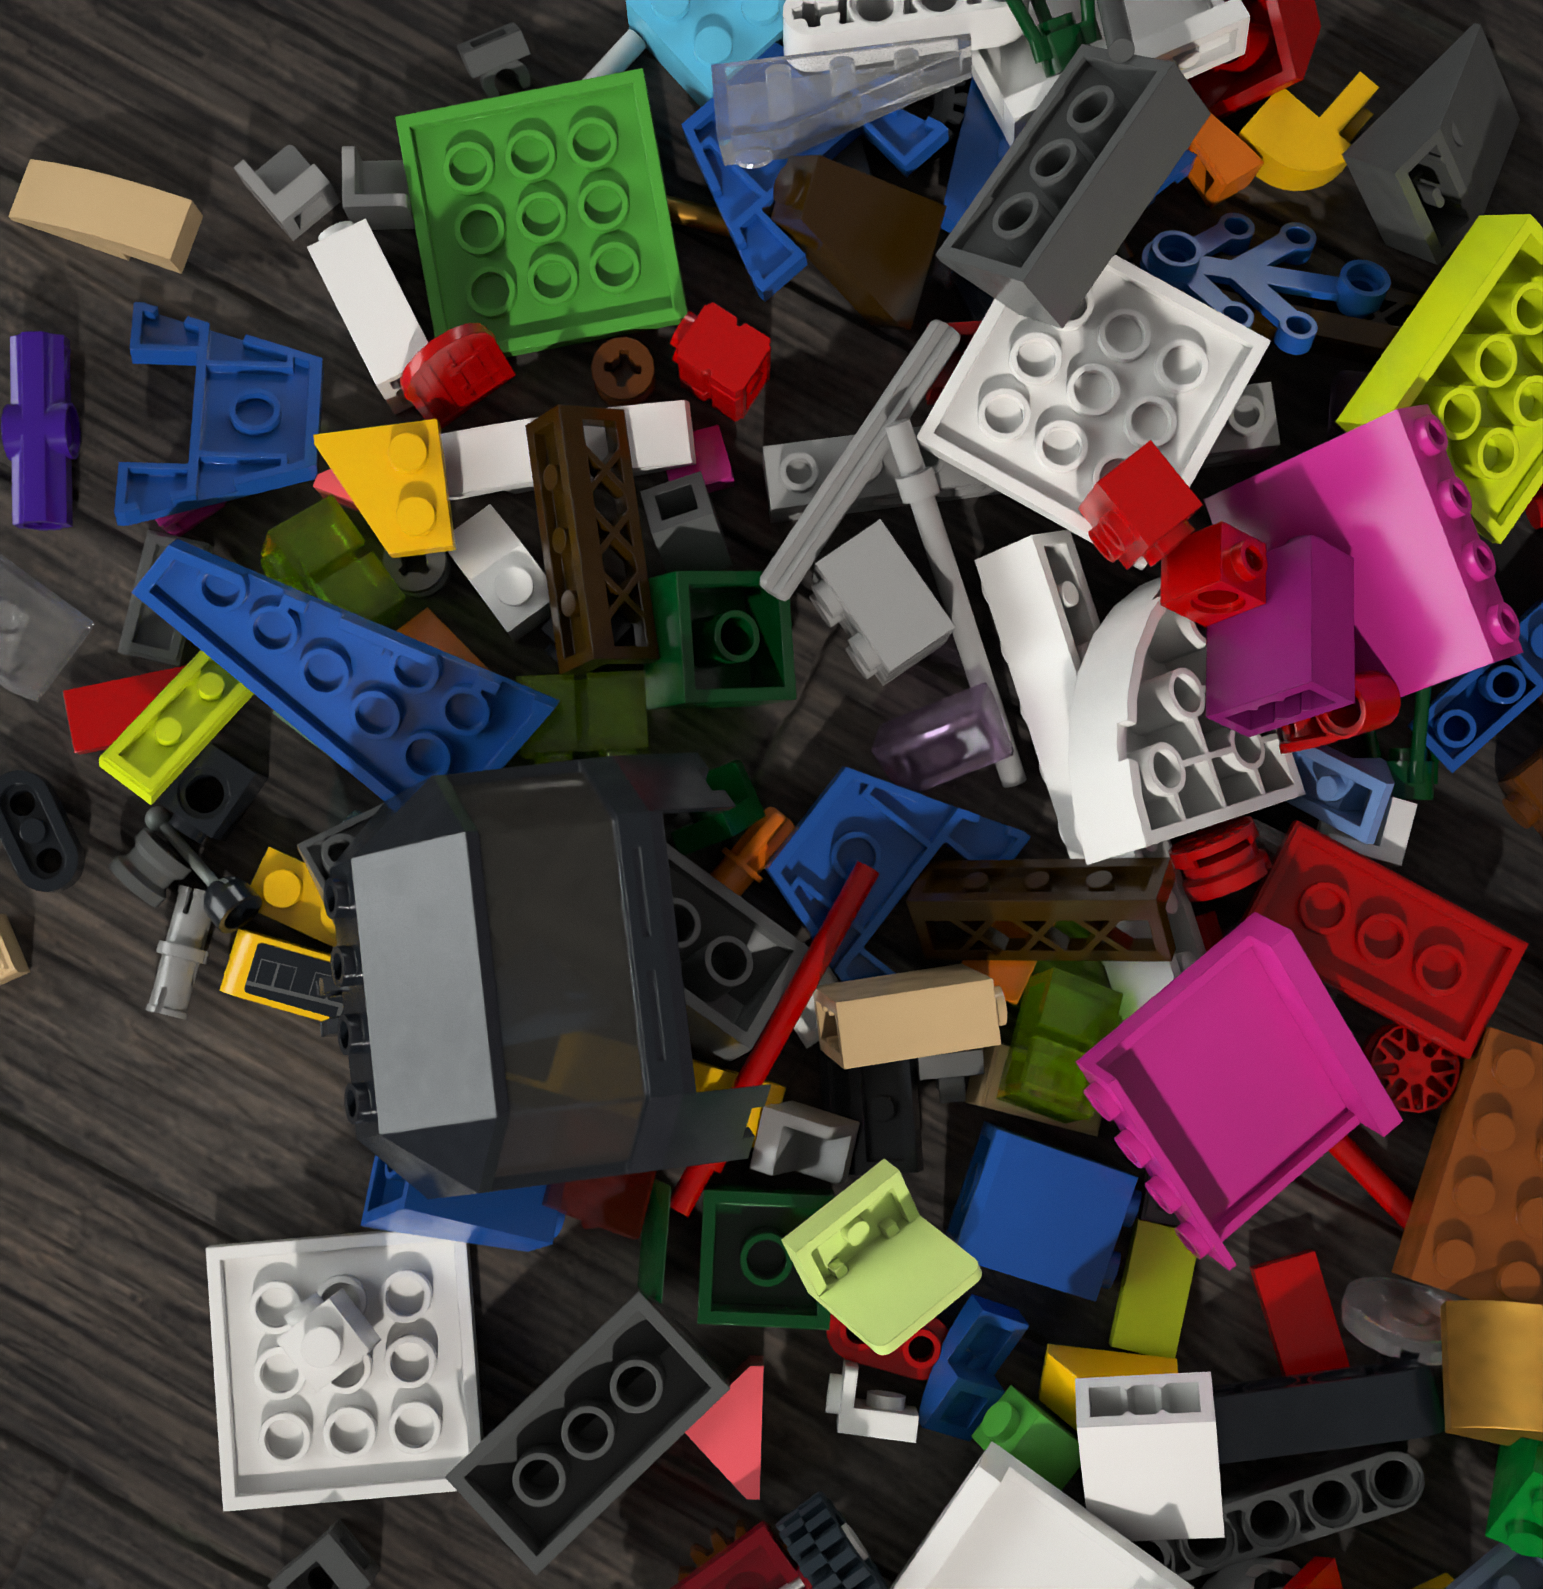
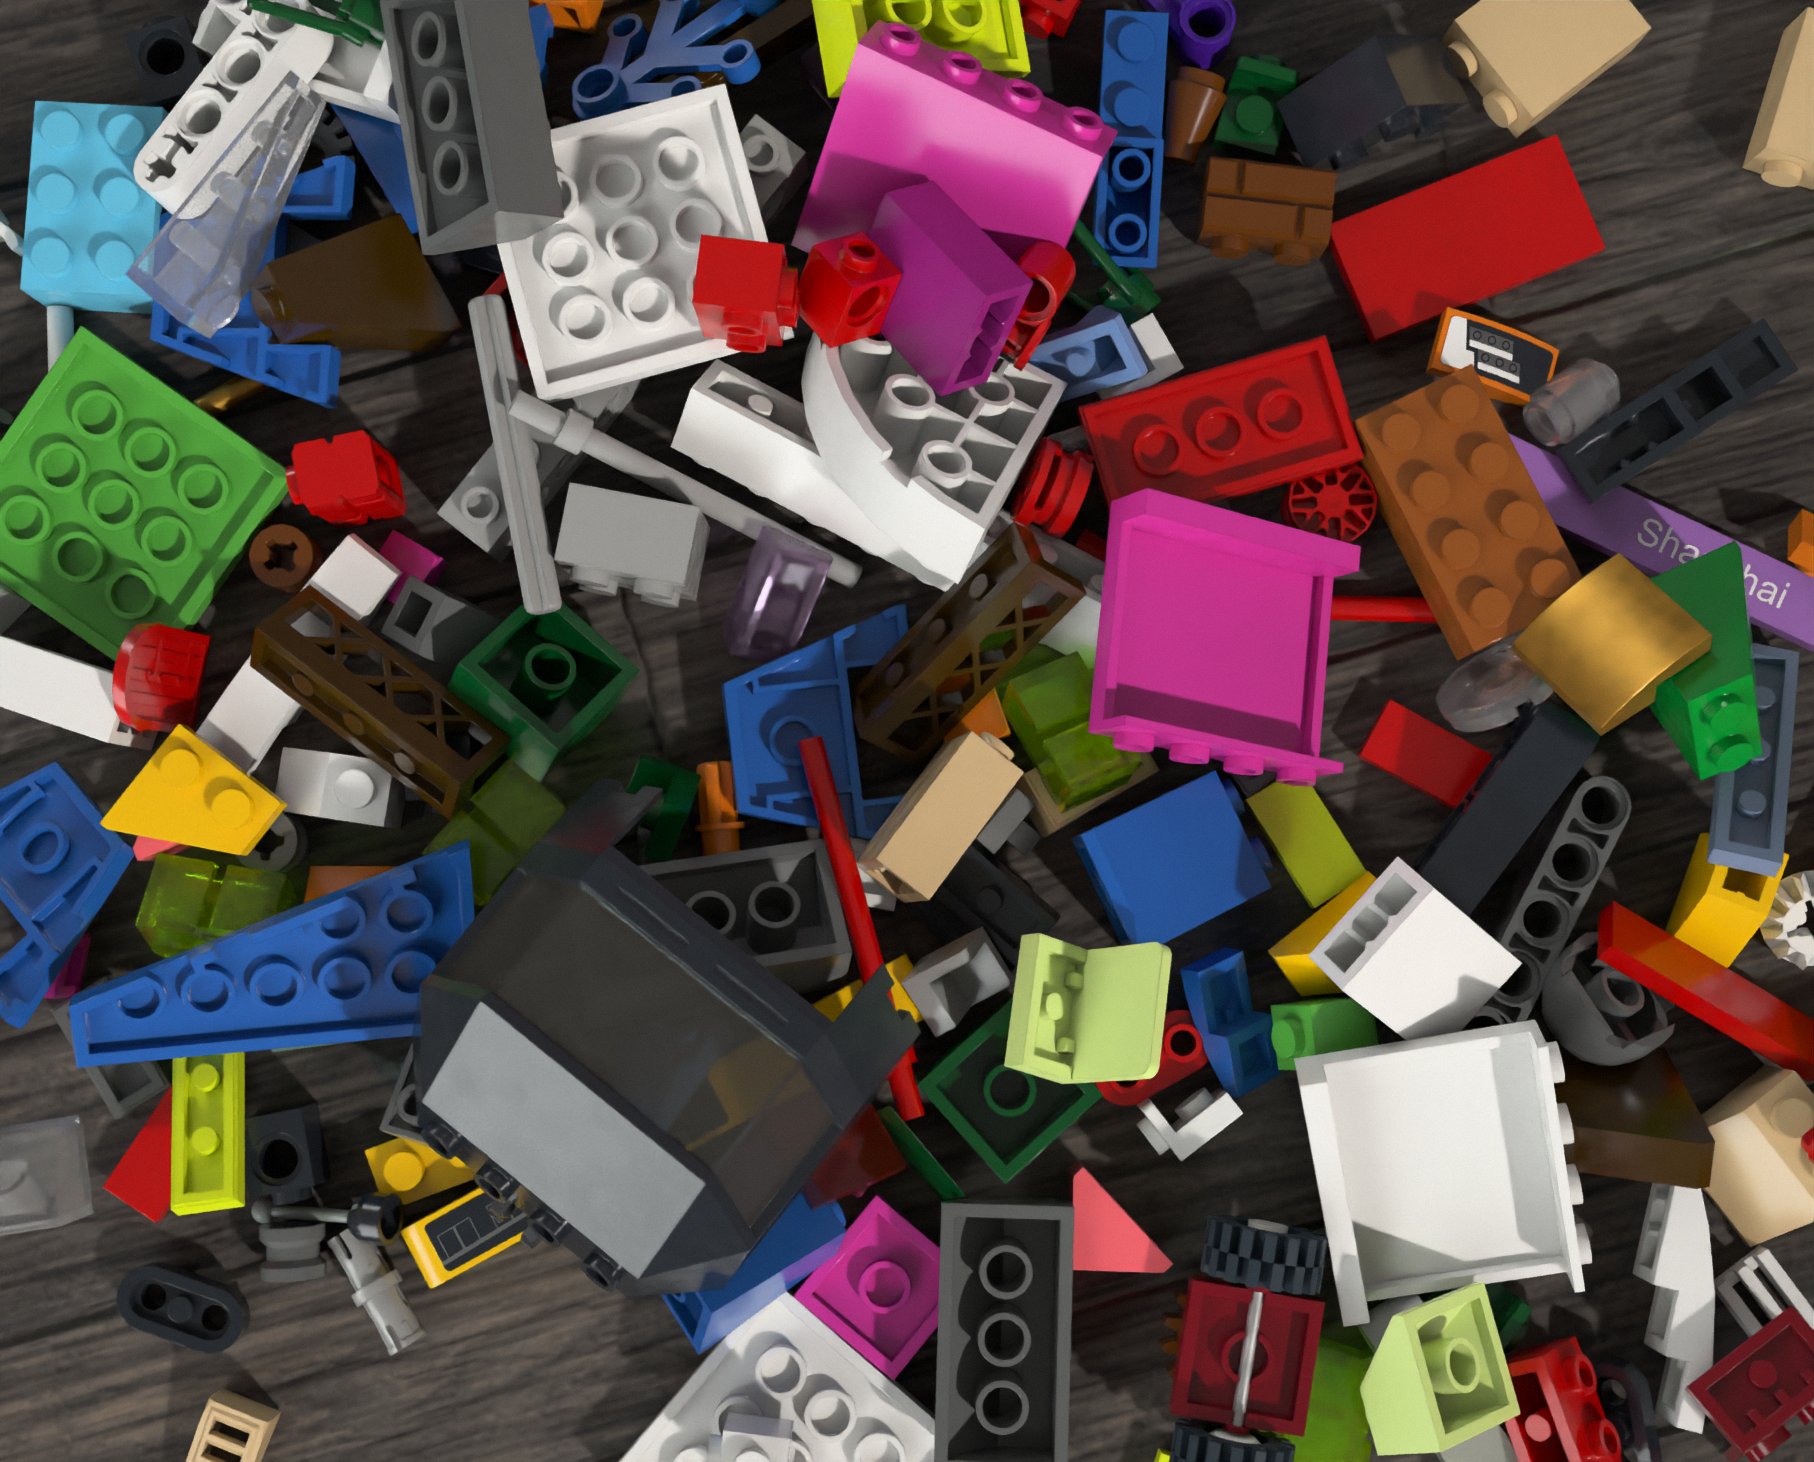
camera: 40 degrees left, 0 degrees up
(534, 1305) = (879, 1287): none -> dark pink plate

